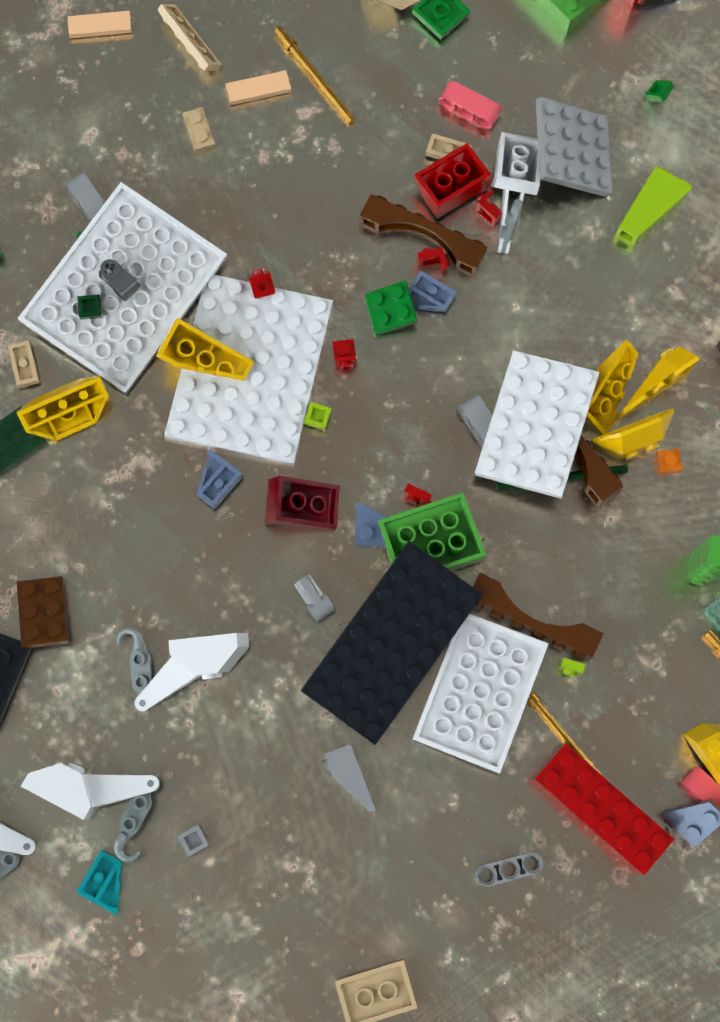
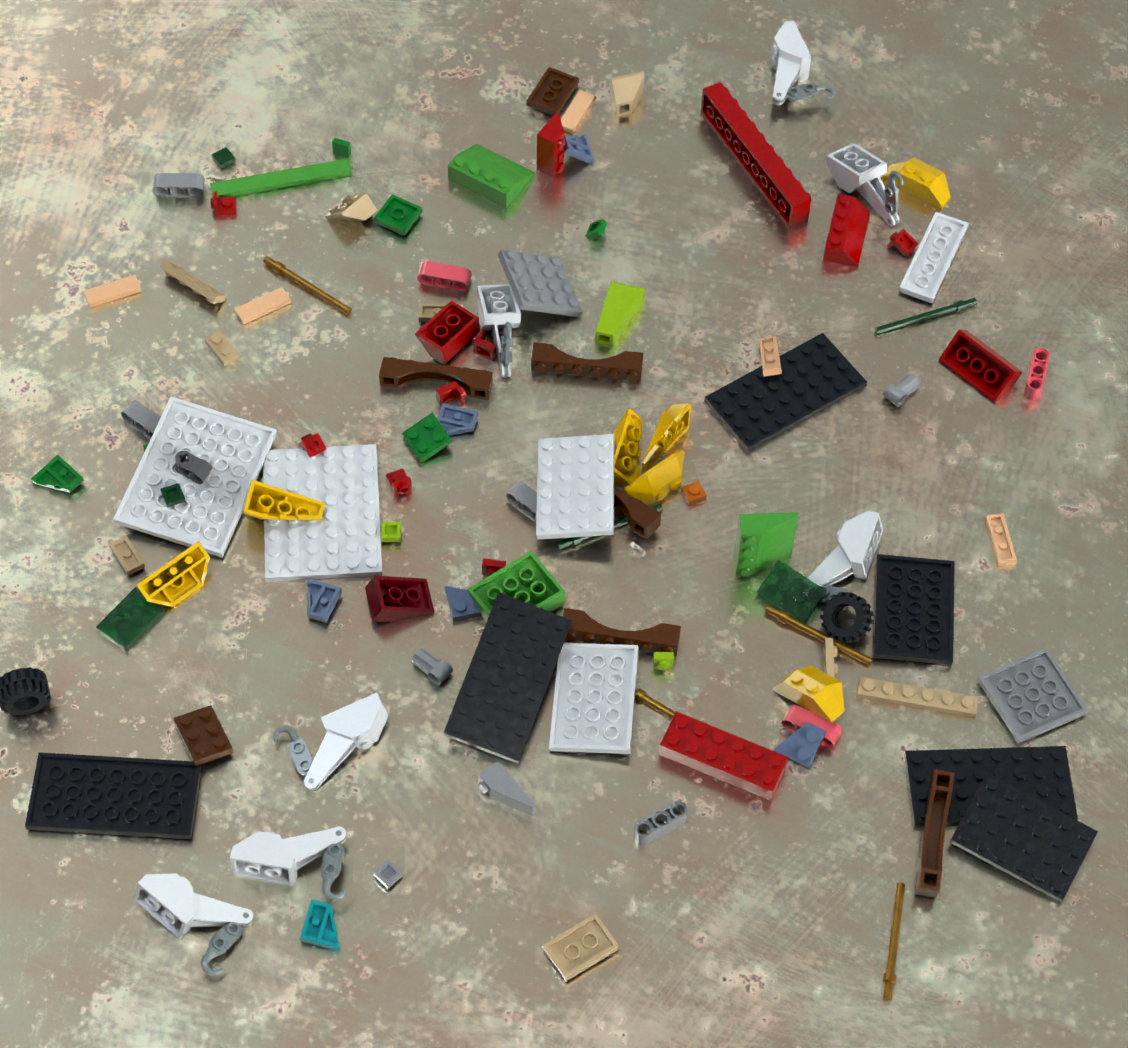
camera: 15 degrees left, 20 degrees down
(639, 277) = (621, 366): none -> reddish brown arch

